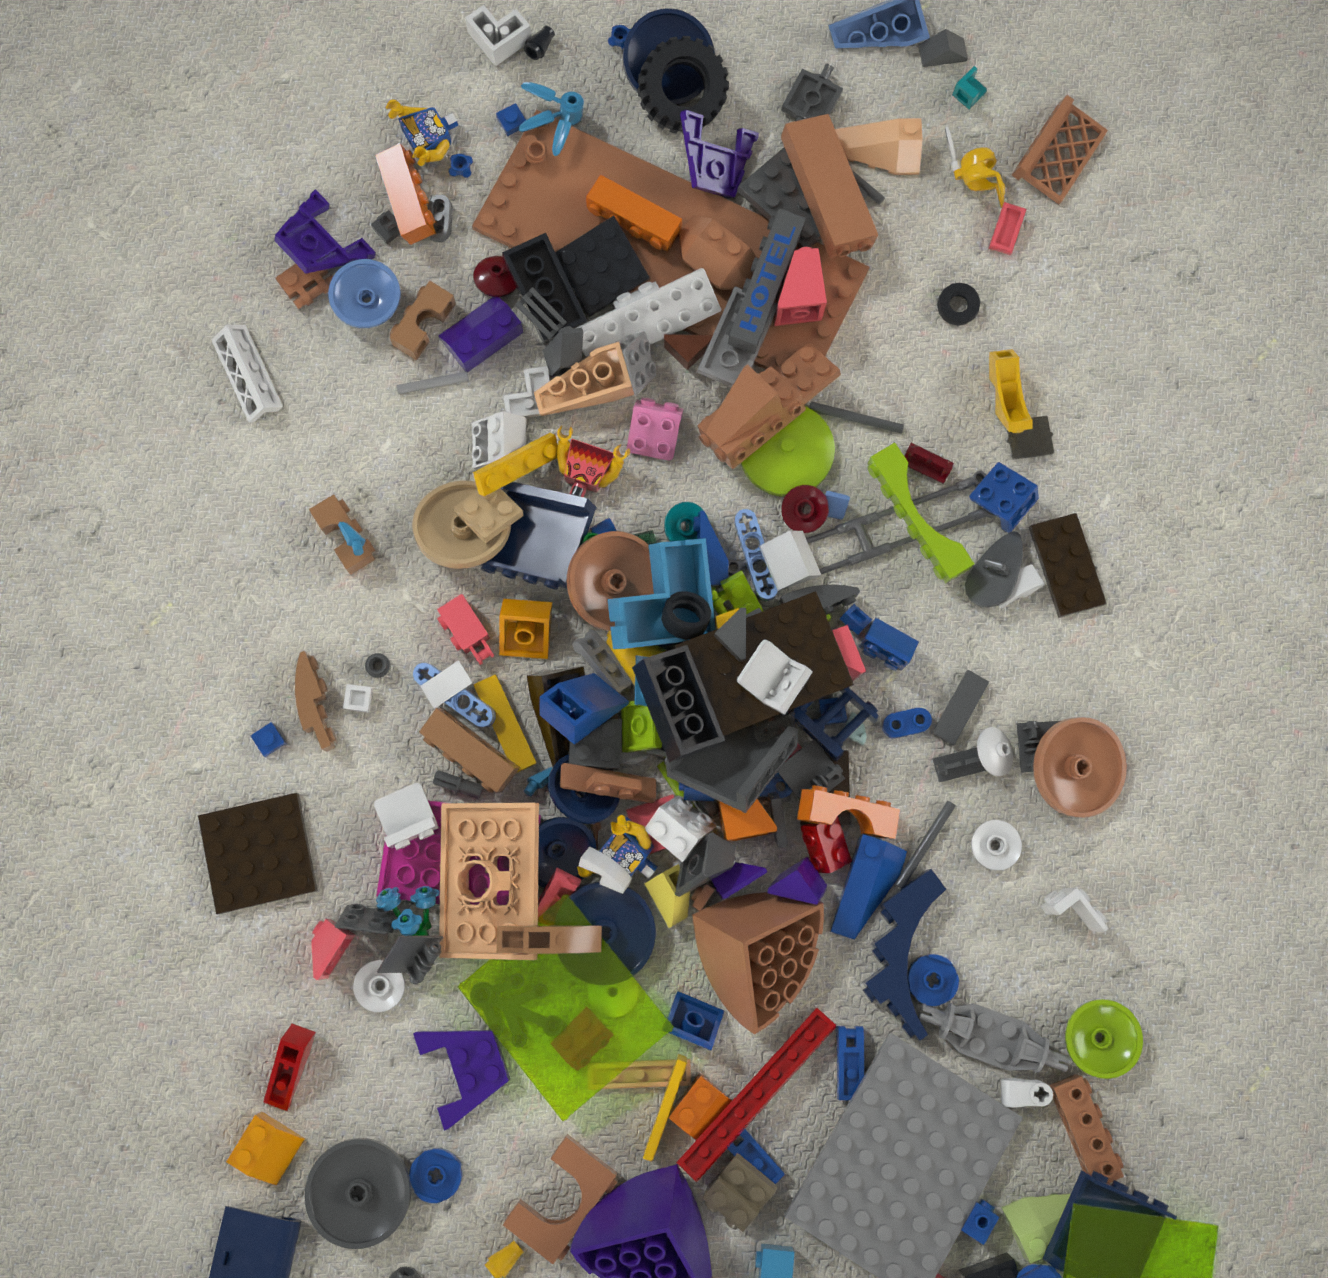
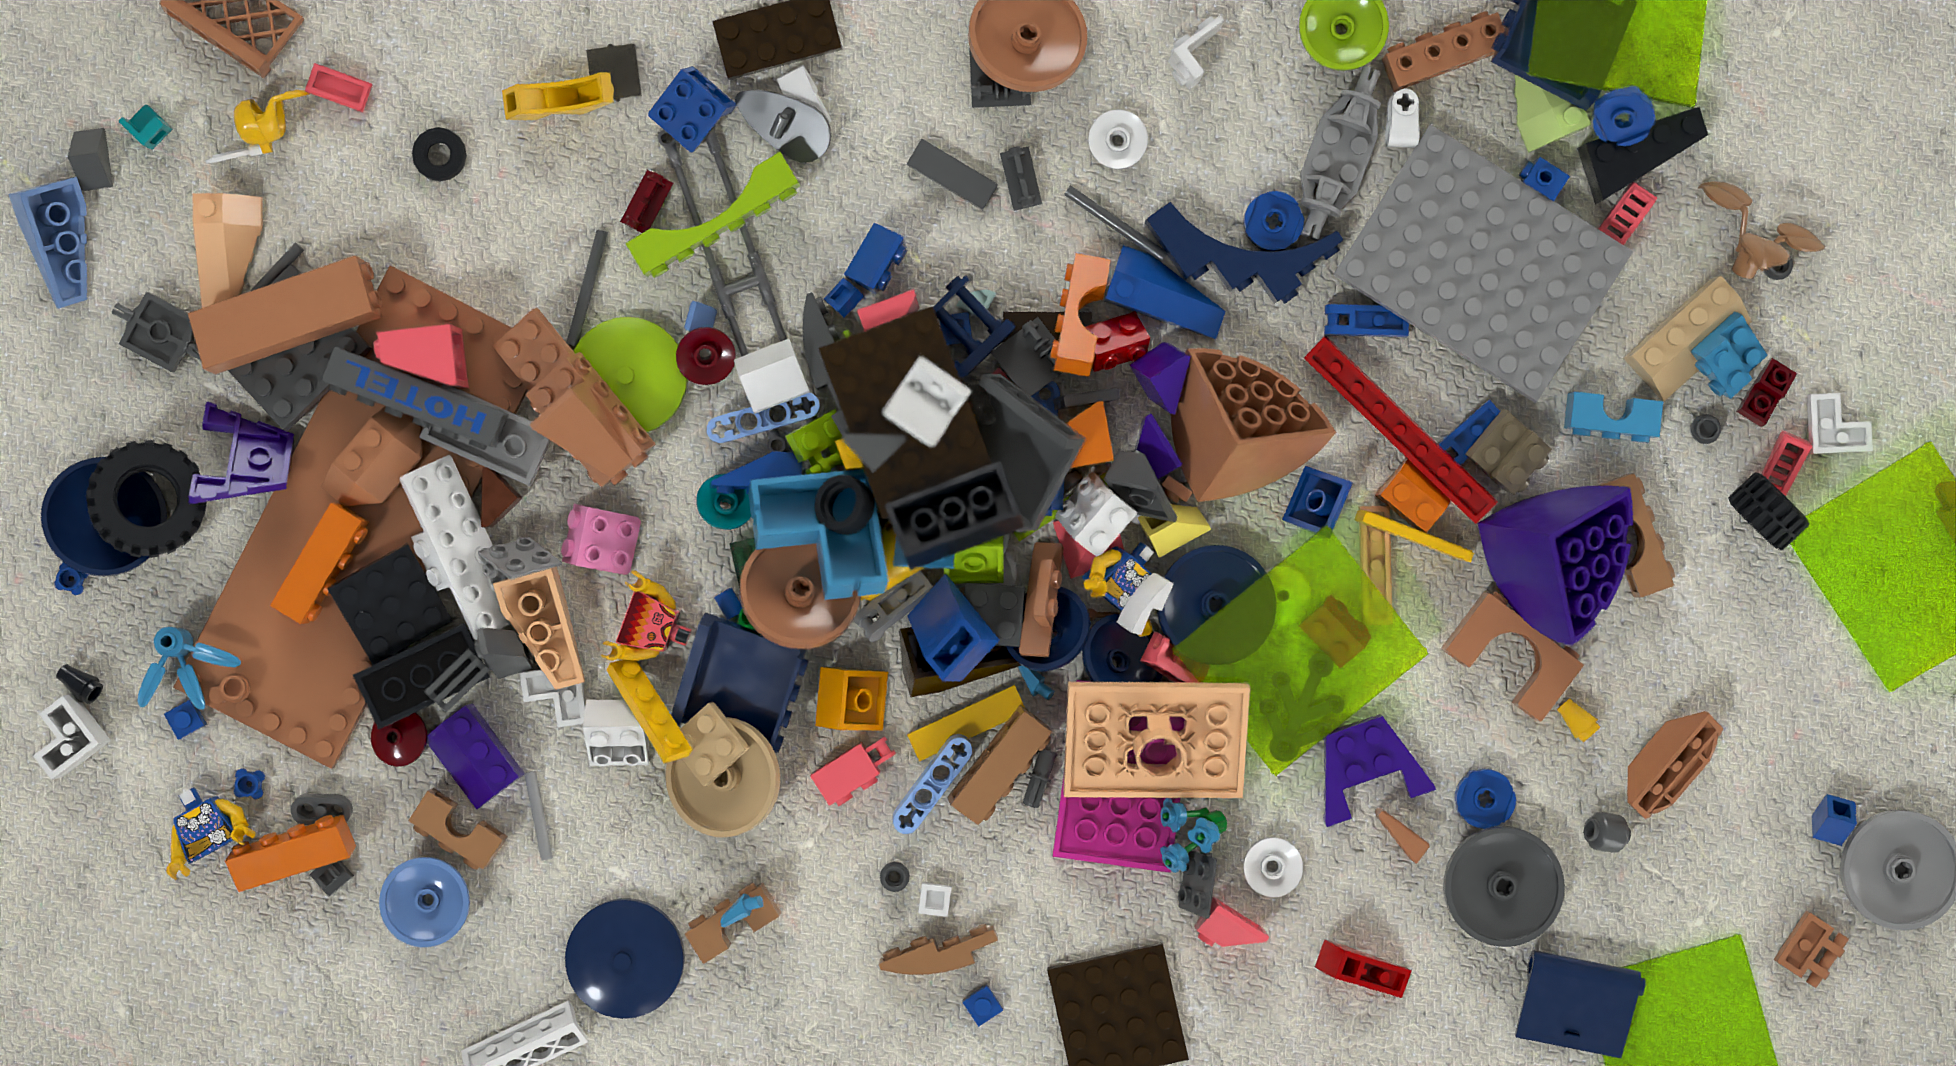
camera: 85 degrees left, 10 degrees up
(265, 1149) = (1454, 992): light orange slope -> none
(295, 282) = (396, 981): nougat plate -> none
(312, 245) = (358, 970): dark purple wing -> none
(315, 450) = (624, 958): none -> dark blue dish
(400, 1105) = (1409, 841): none -> nougat slope
(405, 816) = (1078, 838): white bracket -> none
(412, 956) = (1241, 827): dark grey hinge -> none
(446, 684) = (920, 793): white sticker -> none
(549, 939) = (1228, 669): medium nougat slope -> none
(907, 723) = (970, 239): blue plate -> none
(995, 751) = (1007, 136): white dish -> none

